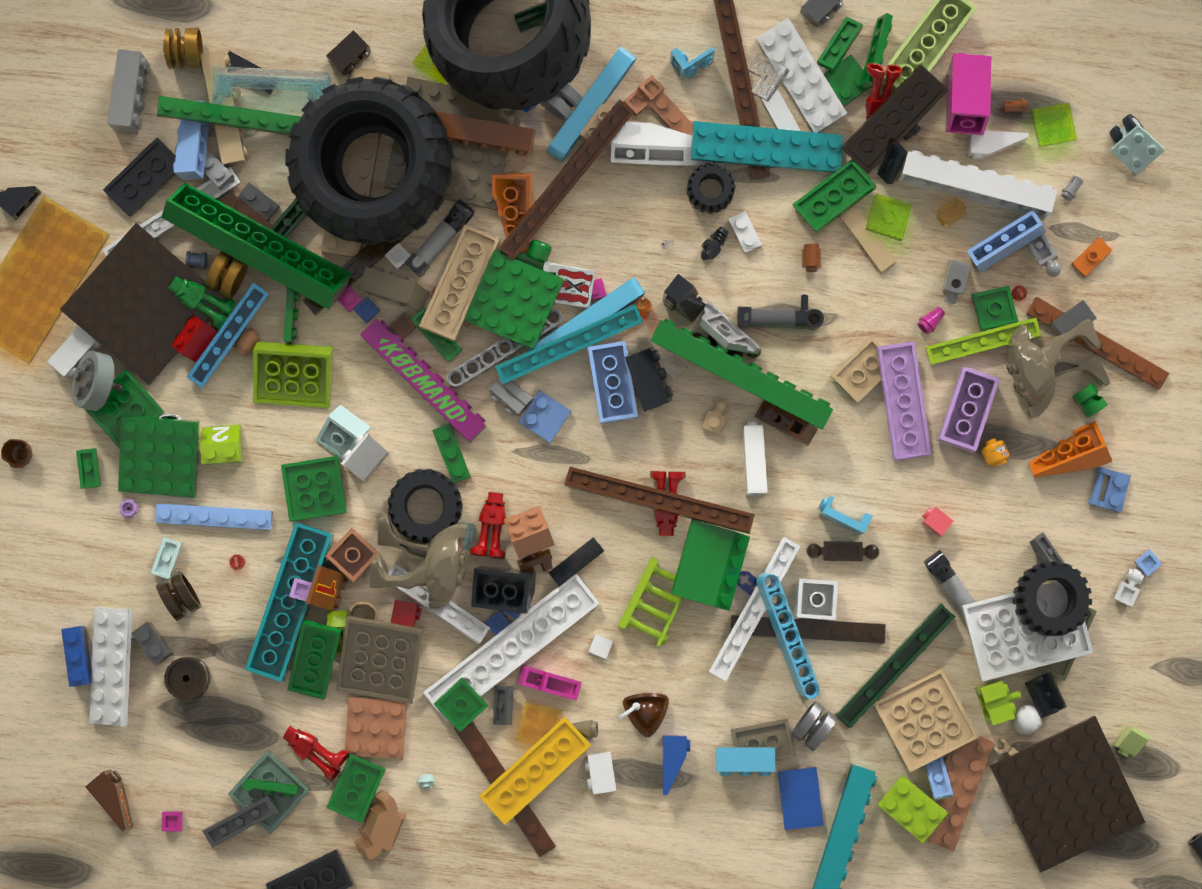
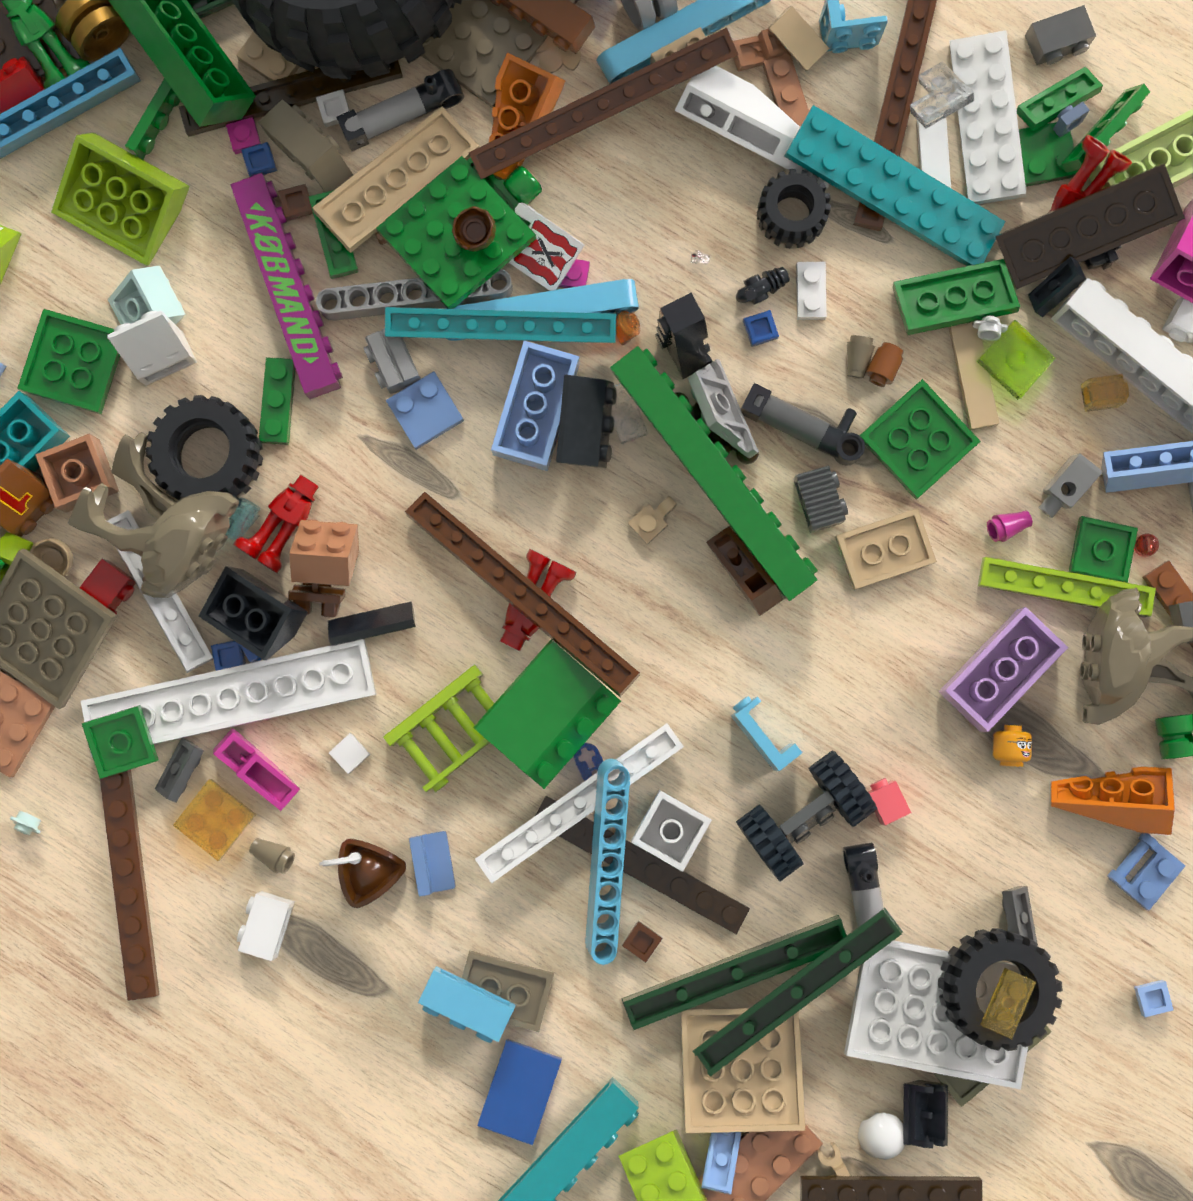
camera: 30 degrees right, 0 degrees up
(247, 341) = (80, 123): nougat brick -> none
(527, 294) = (474, 229): none -> reddish brown hair
(534, 770) = (174, 880): yellow plate -> none
(663, 81) = (798, 38): none -> tan hinge
(674, 754) = (375, 948): blue slope -> none
(683, 687) = (432, 863): none -> medium blue panel
(725, 269) = (760, 328): none -> blue tile
(754, 460) = (677, 599): white slope -> none
(793, 259) = (859, 355): none -> dark tan cone
(810, 357) = (820, 498): none -> dark grey brick
(817, 728) = (584, 1003): flat silver wheel -> none
(830, 674) = (642, 941): none -> reddish brown plate
(842, 551) = (739, 781): dark brown plate -> none
(852, 54) = (1070, 118): none -> sand blue plate
(853, 293) = (919, 439): none -> green plate
(864, 206) = (989, 328): none -> white plate
(903, 401) = (919, 616): lavender tile -> none
(906, 528) = (841, 792): none -> black plate
(936, 657) = (798, 991): none -> dark green tile
(996, 702) = (850, 1093): lime brick -> none
(1059, 603) = (1008, 1003): none -> clear yellow plate
(1126, 592) = (1106, 1026): white plate -> none

